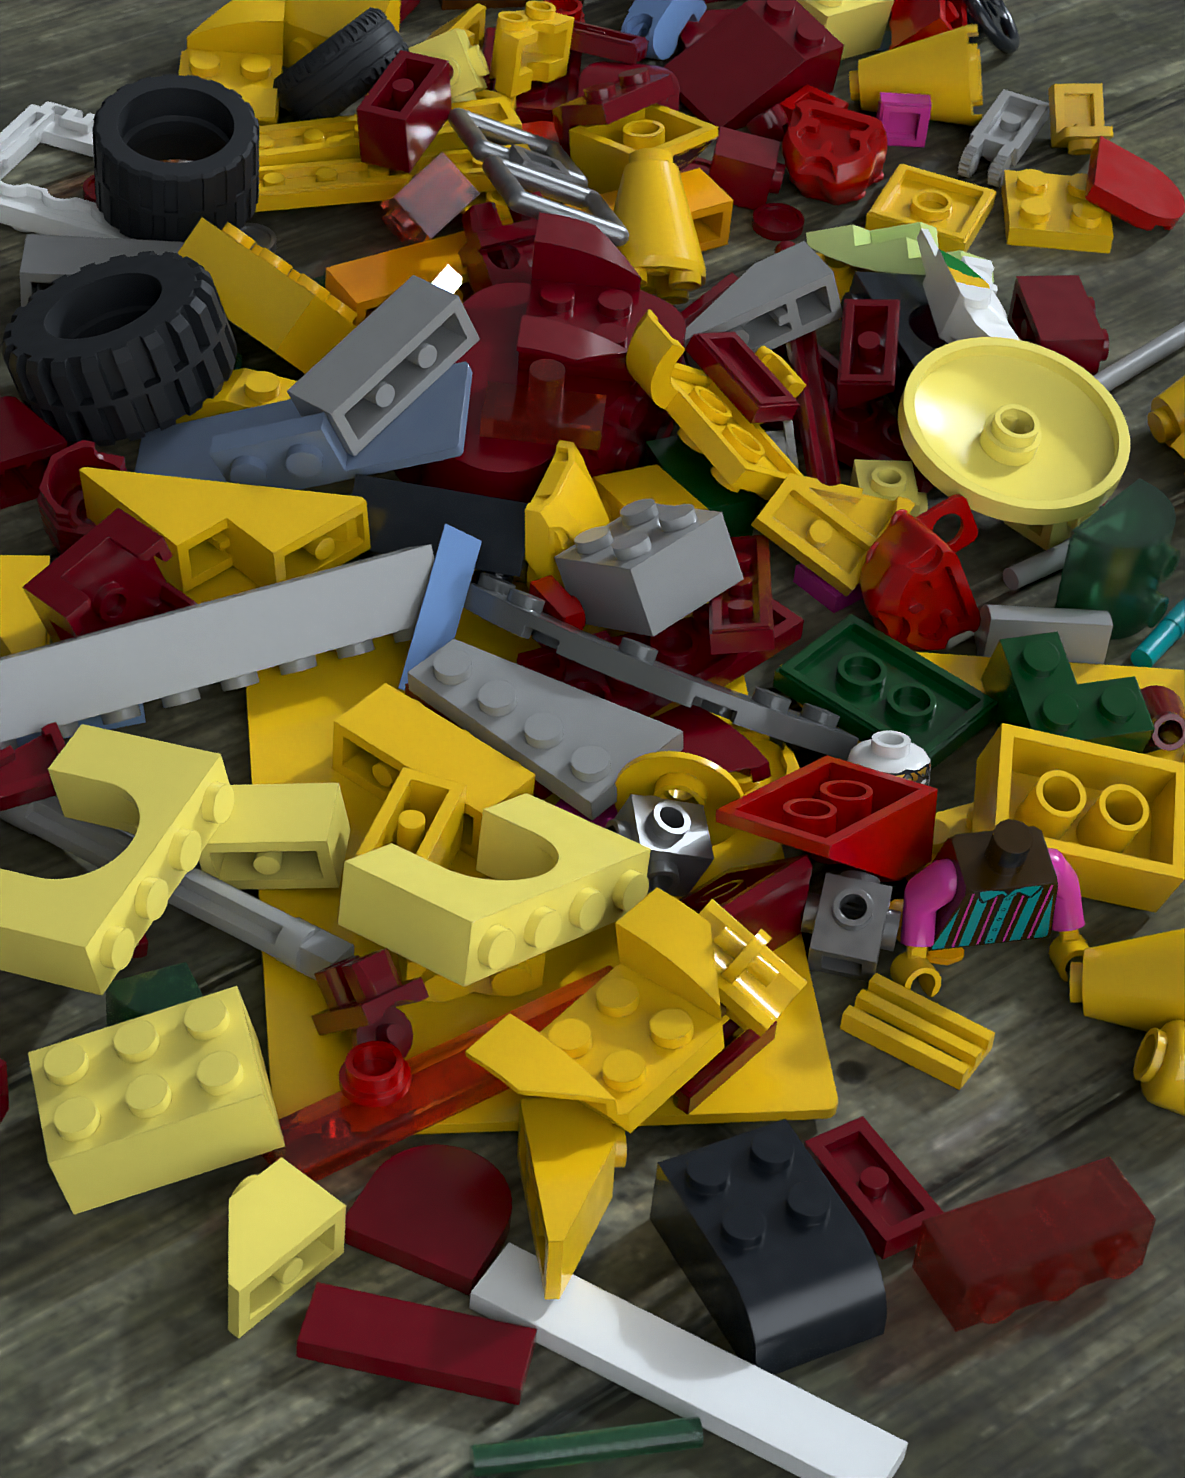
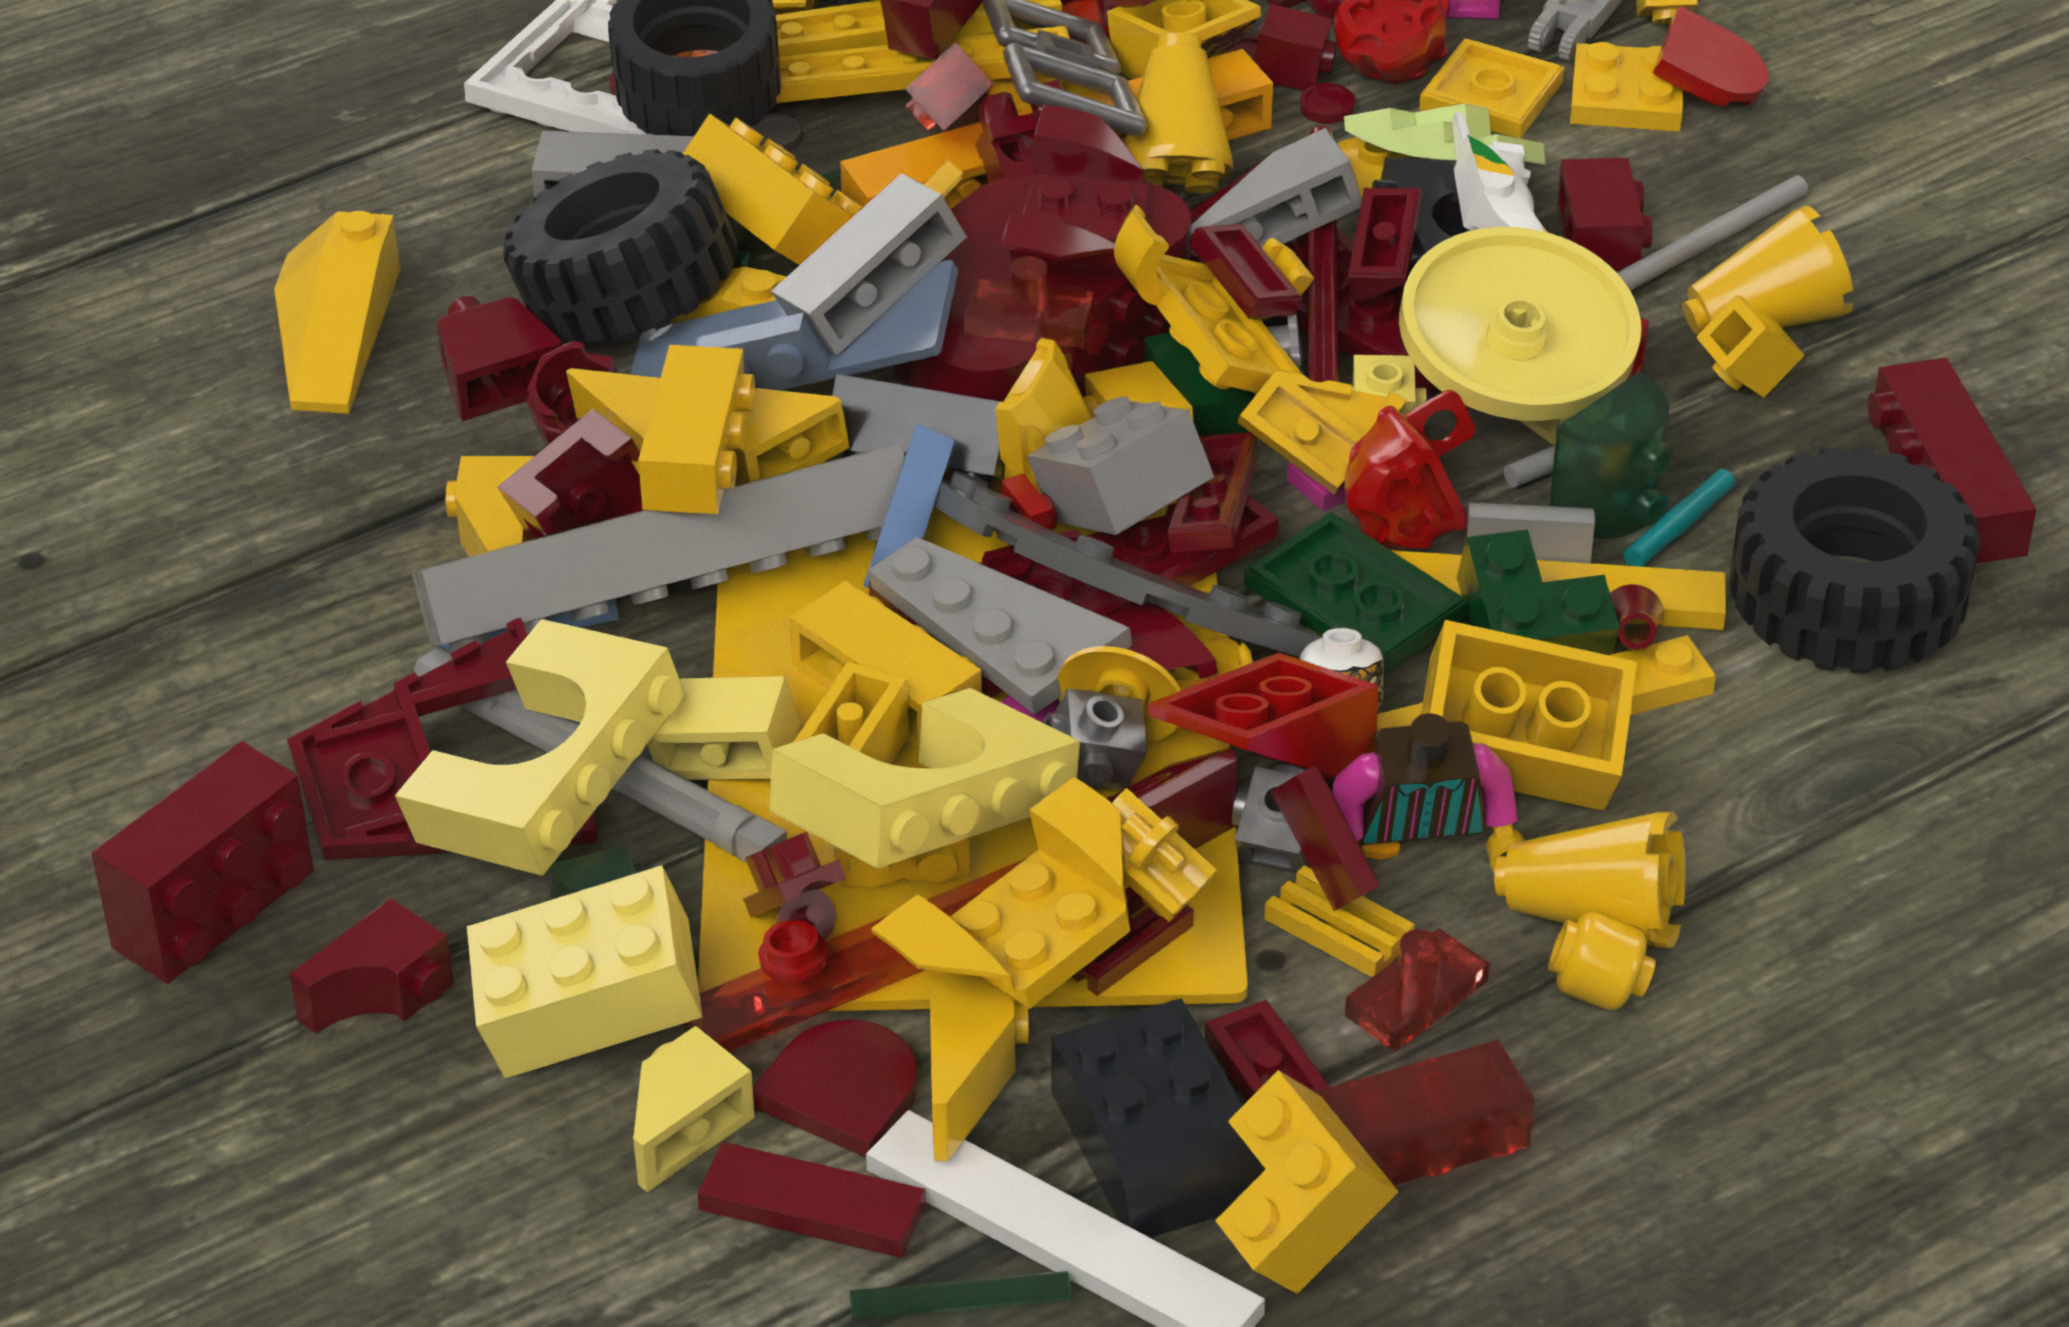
camera: 10 degrees right, 0 degrees up
(226, 529) = (695, 429): none -> yellow brick
(907, 947) = (1325, 838): none -> dark red tile
(954, 1321) = (1314, 1187): none -> yellow brick
(1005, 1101) = (1416, 988): none -> clear red tile

